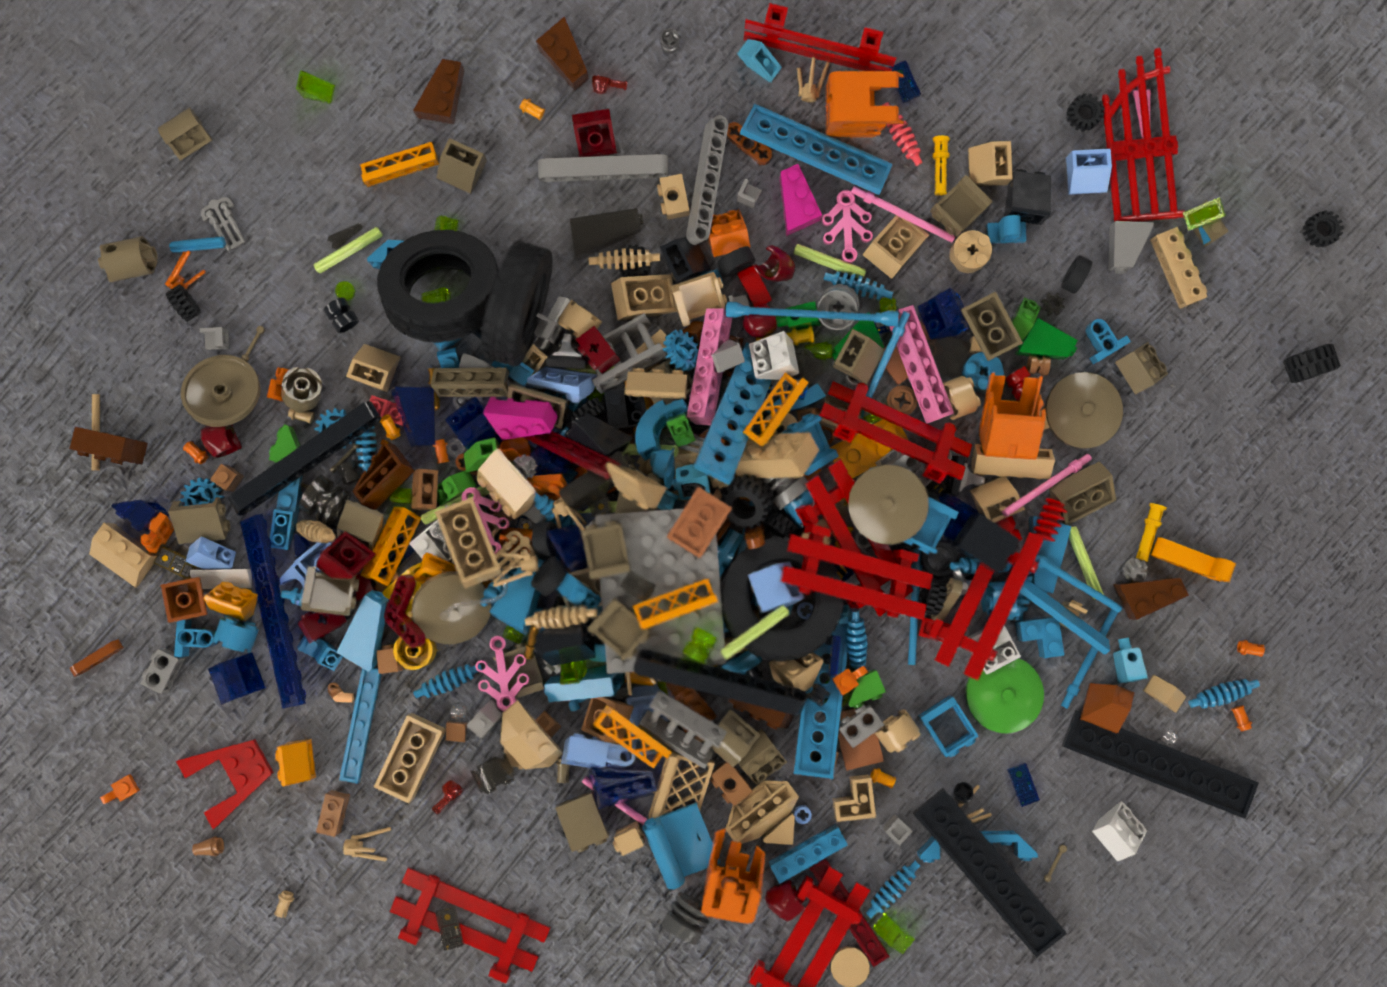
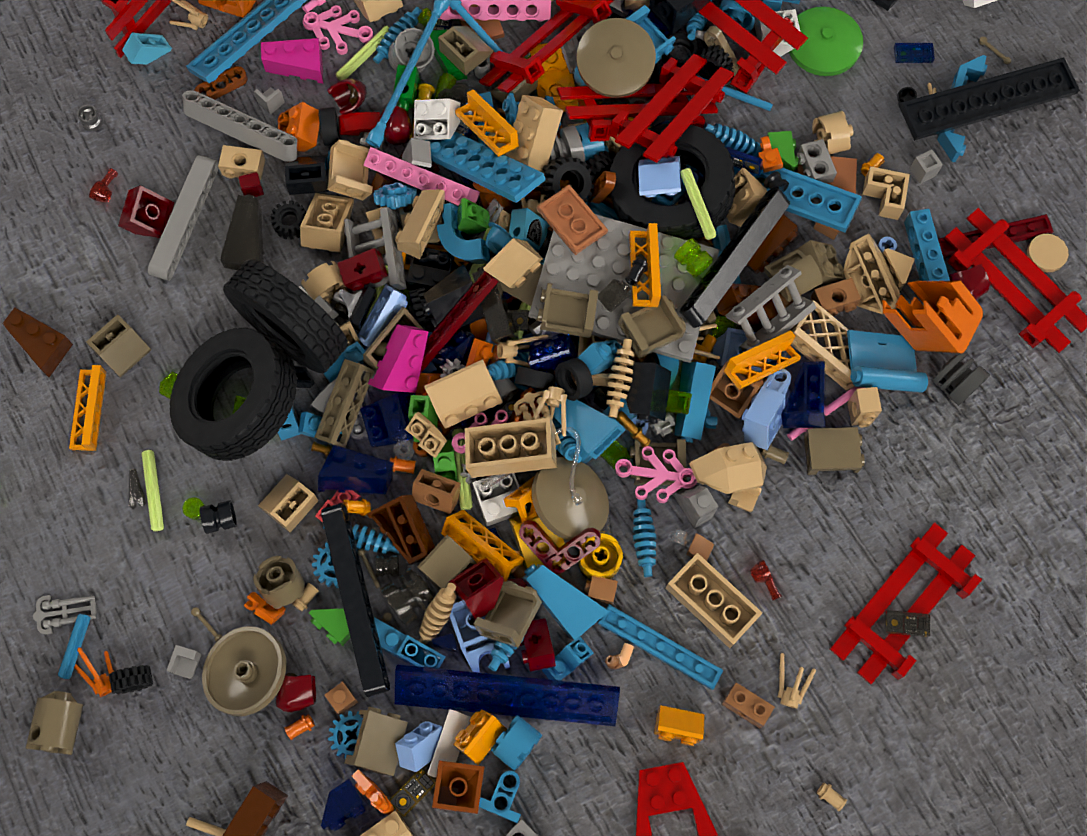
camera: 75 degrees left, 15 degrees down
(236, 678) = (565, 764): clear blue slope -> none
(379, 255) = (176, 456): dark azure slope -> none
(401, 495) = (434, 520): clear neon green slope -> none
(460, 470) = (429, 436): none -> tan slope
(493, 774) = (757, 518): clear smoke brick -> none
(532, 109) = (94, 263): light orange pin -> none
(562, 53) = (55, 214): reddish brown wedge -> none
(616, 259) = (283, 220): tan piece -> none
(654, 214) = (251, 184): none -> dark red slope
(663, 598) = (639, 266): none -> black pin
(893, 889) = (982, 189): dark azure piece -> none
(893, 934) = (1024, 204): clear neon green slope -> none
(909, 396) = (518, 29): medium nougat gear -> none
(937, 709) = (825, 81): dark azure window -> none

